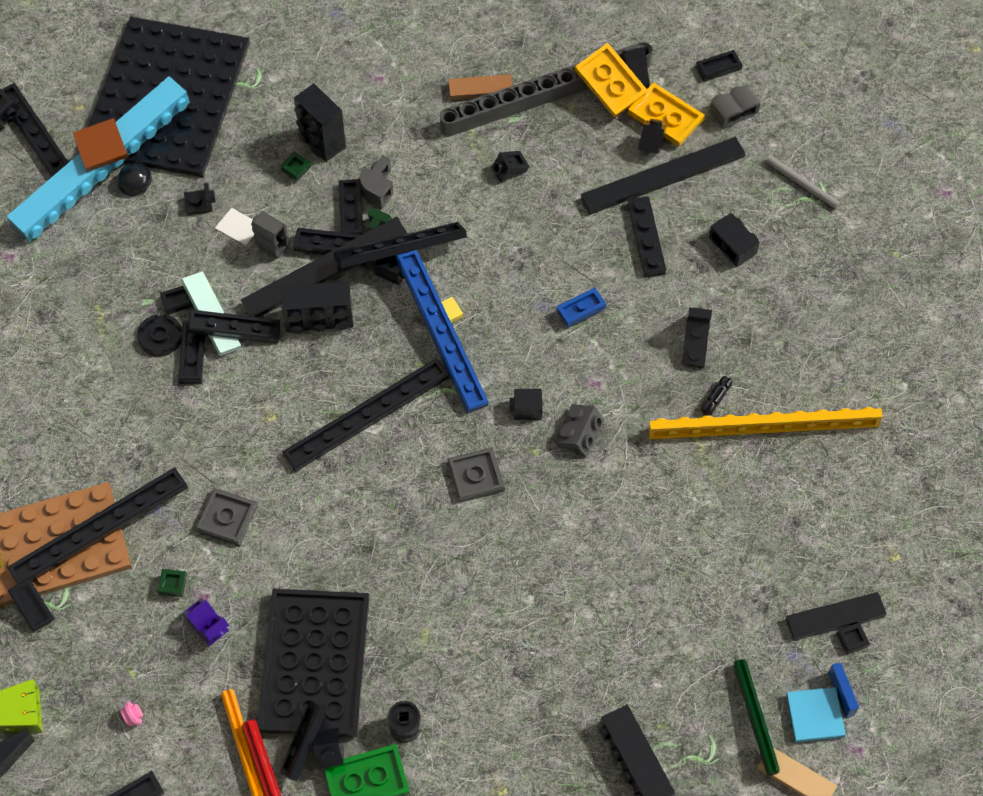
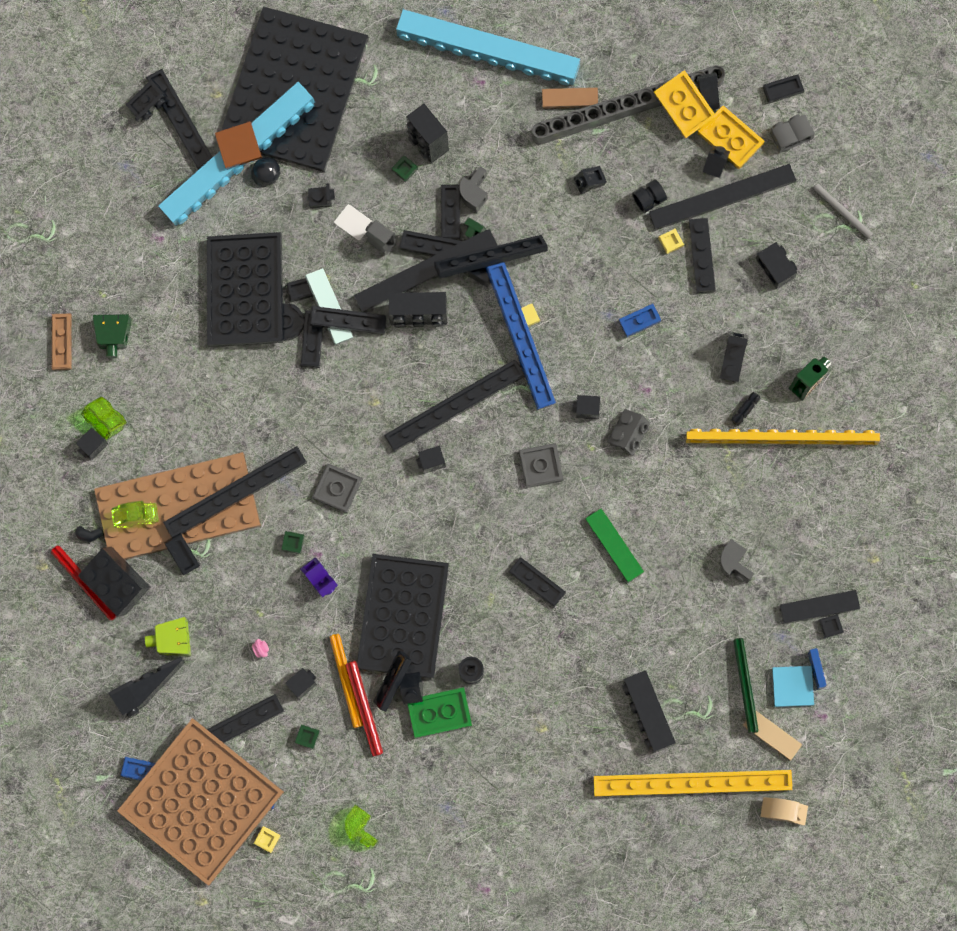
camera: 10 degrees right, 15 degrees up
(109, 302) = (244, 289): none -> black plate
(185, 753) = (301, 683): none -> black brick
(341, 475) = (431, 459): none -> black brick
(385, 41) = (488, 47): none -> medium azure brick
(481, 610) = (537, 582): none -> black tile
(574, 561) = (614, 545): none -> green tile
(579, 177) = (647, 197): none -> black wheel
(609, 224) = (671, 241): none -> light yellow tile
(720, 570) = (730, 562): none -> dark grey brick
(794, 347) = (809, 377): none -> dark green torso

